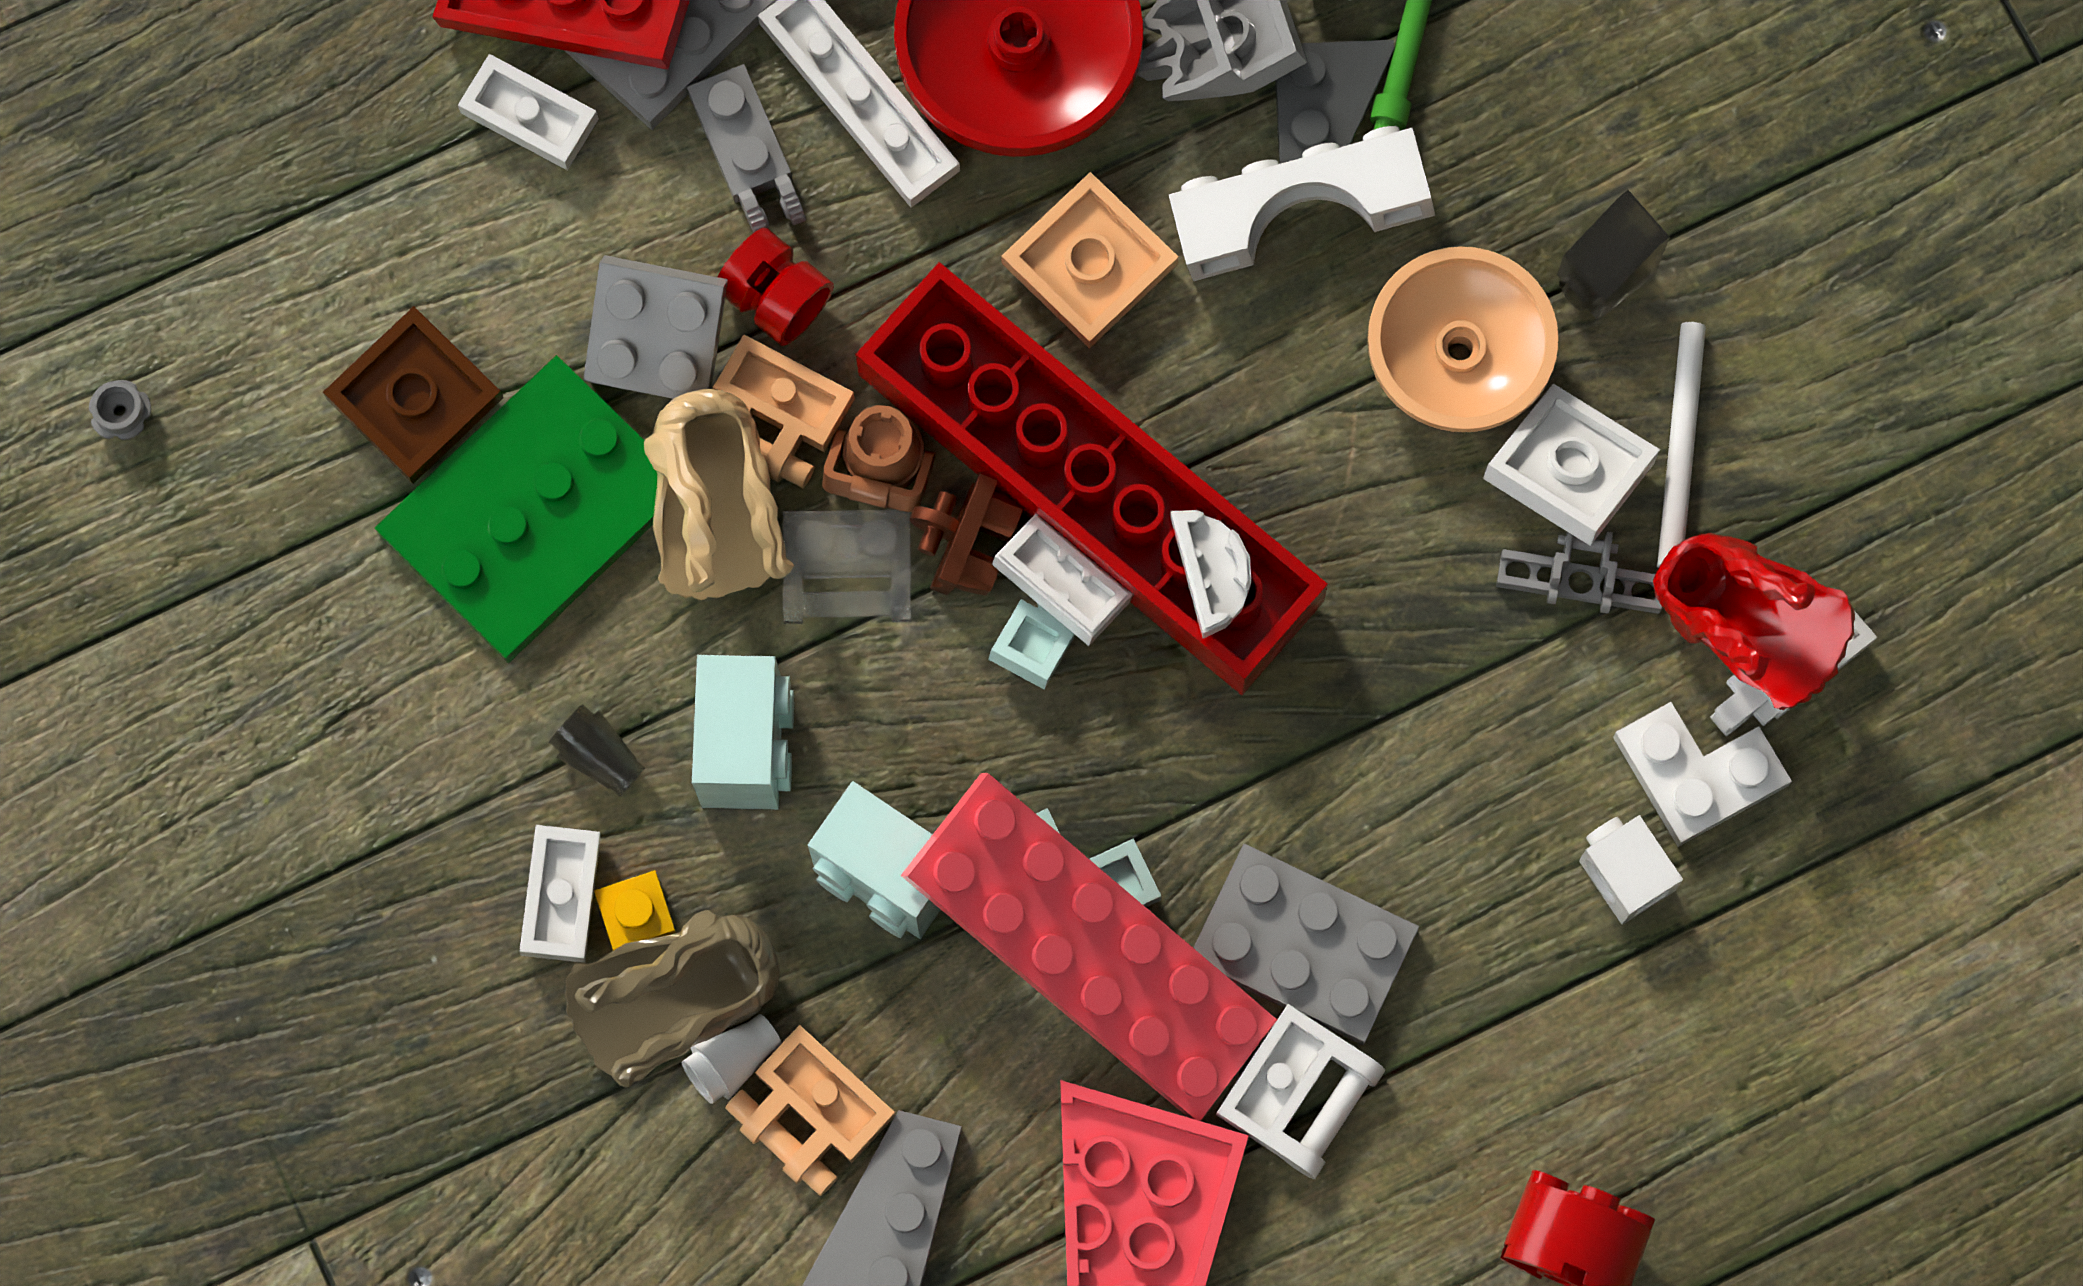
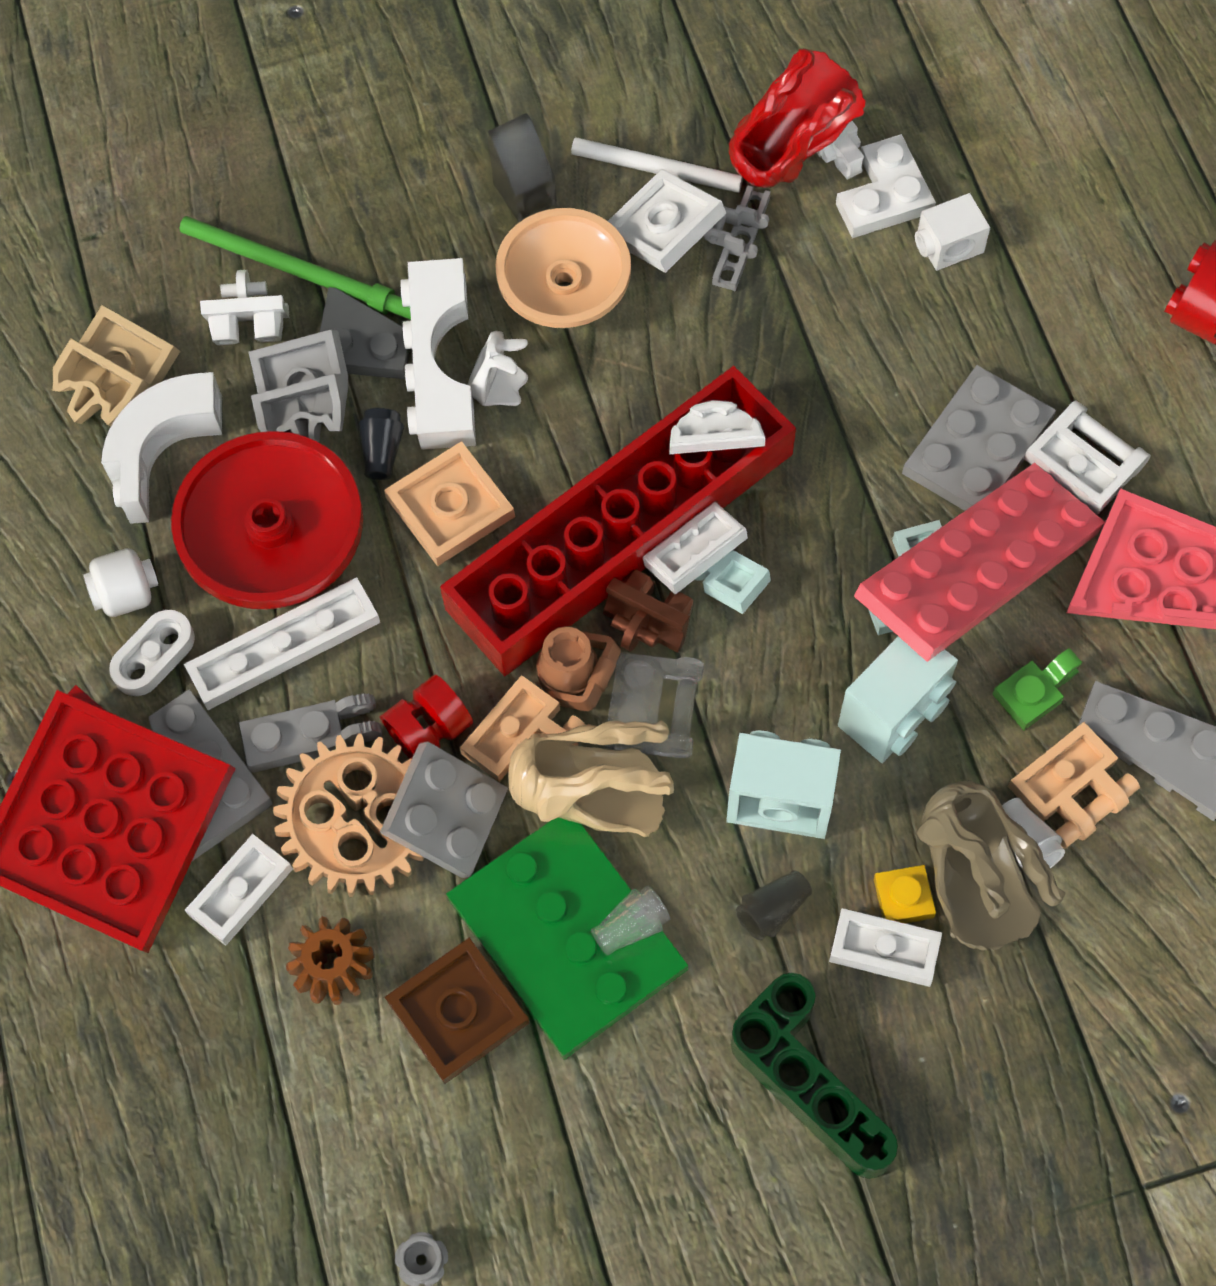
camera: 80 degrees left, 10 degrees down
(380, 831) = (820, 1084): none -> dark green beam
(428, 243) = (347, 965): none -> dark orange gear
(542, 578) = (632, 920): none -> clear cone
(594, 195) = (320, 843): none -> light nougat gear
(938, 1048) = (1033, 692): none -> bright green plate
(1167, 154) = (380, 441): none -> black cone
(1293, 286) = (496, 376): none -> white piece

